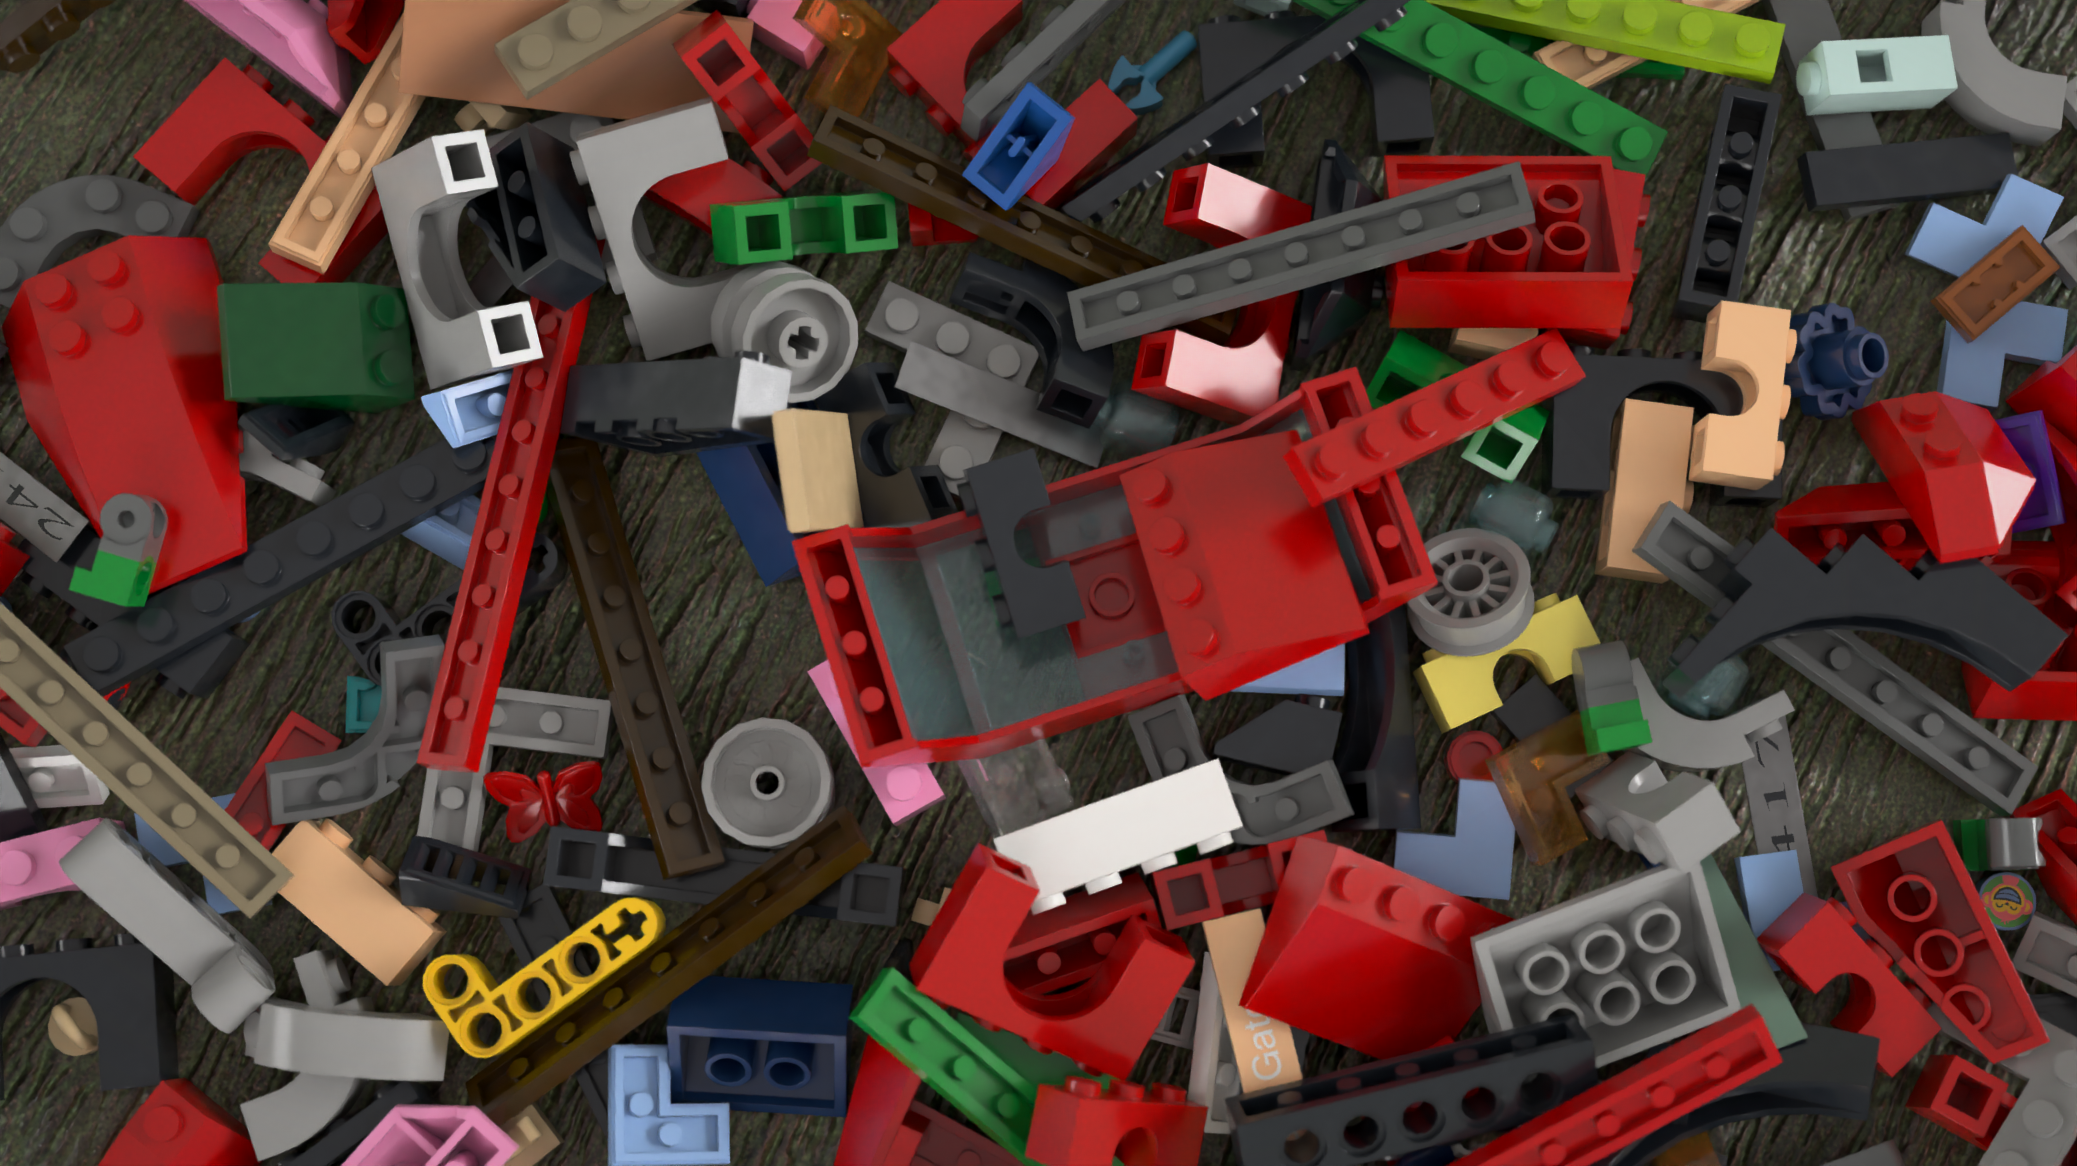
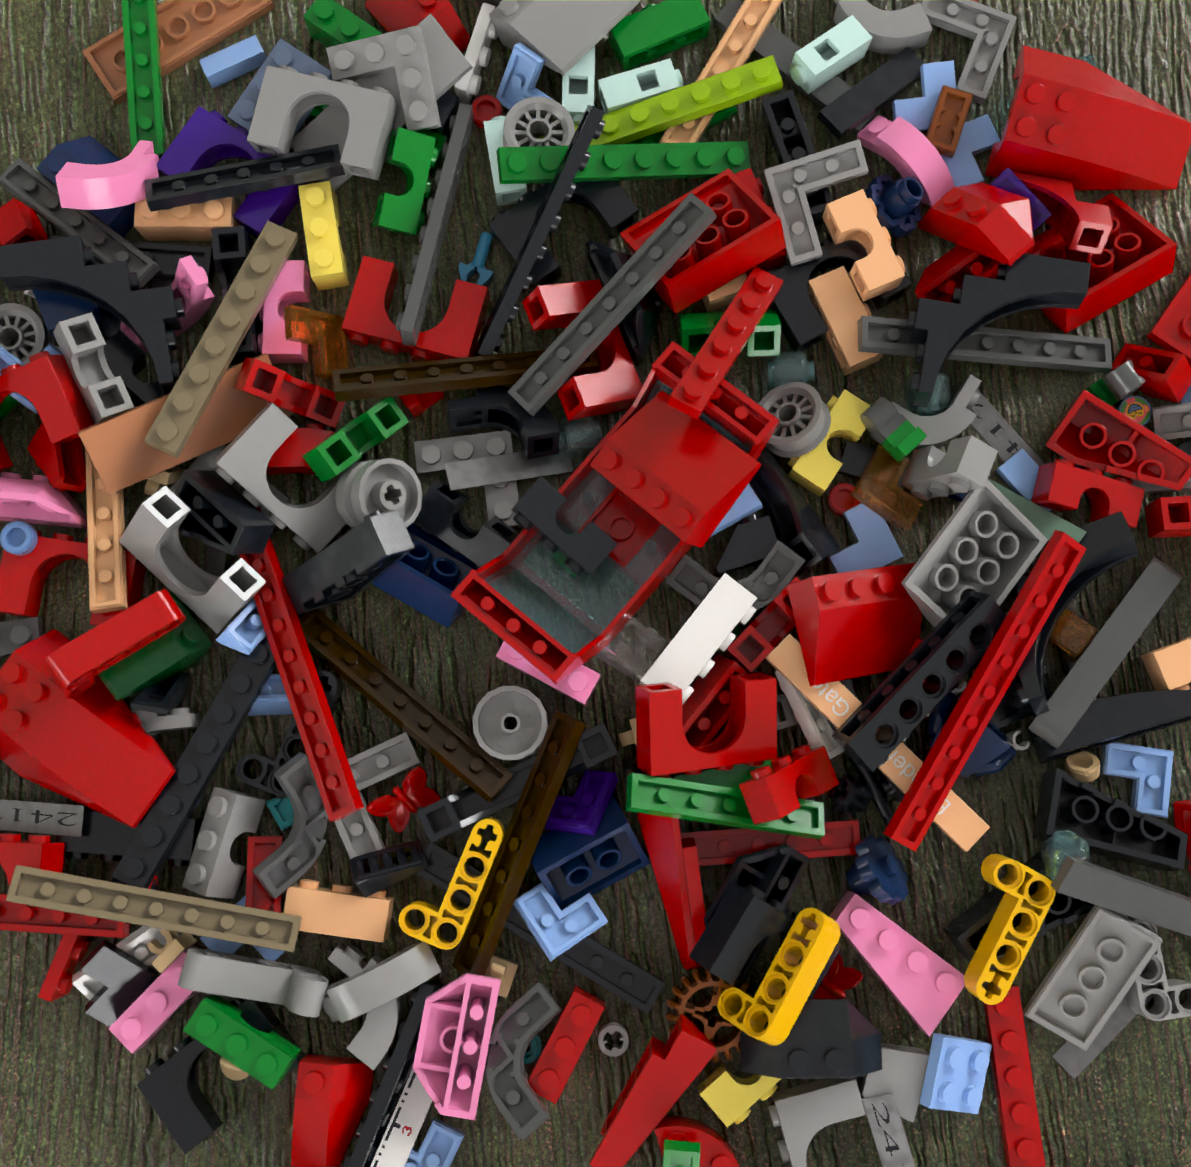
camera: 30 degrees left, 0 degrees up
(82, 806) = (174, 947): none -> tan tile
(110, 1032) = (224, 1031): none -> green arch
(127, 551) = (114, 807): leg -> none
(234, 76) = (18, 538): none -> medium blue tile
(271, 310) = (112, 641): none -> red beam
(279, 663) = (226, 817): none -> light grey arch
(799, 978) = (586, 808): none -> dark purple tile
(816, 470) = (439, 552): tan tile -> none
(1020, 147) = (440, 334): blue slope -> none
(1701, 233) = (794, 179): none -> light grey plate
(1903, 301) = (910, 154): none -> bright pink arch

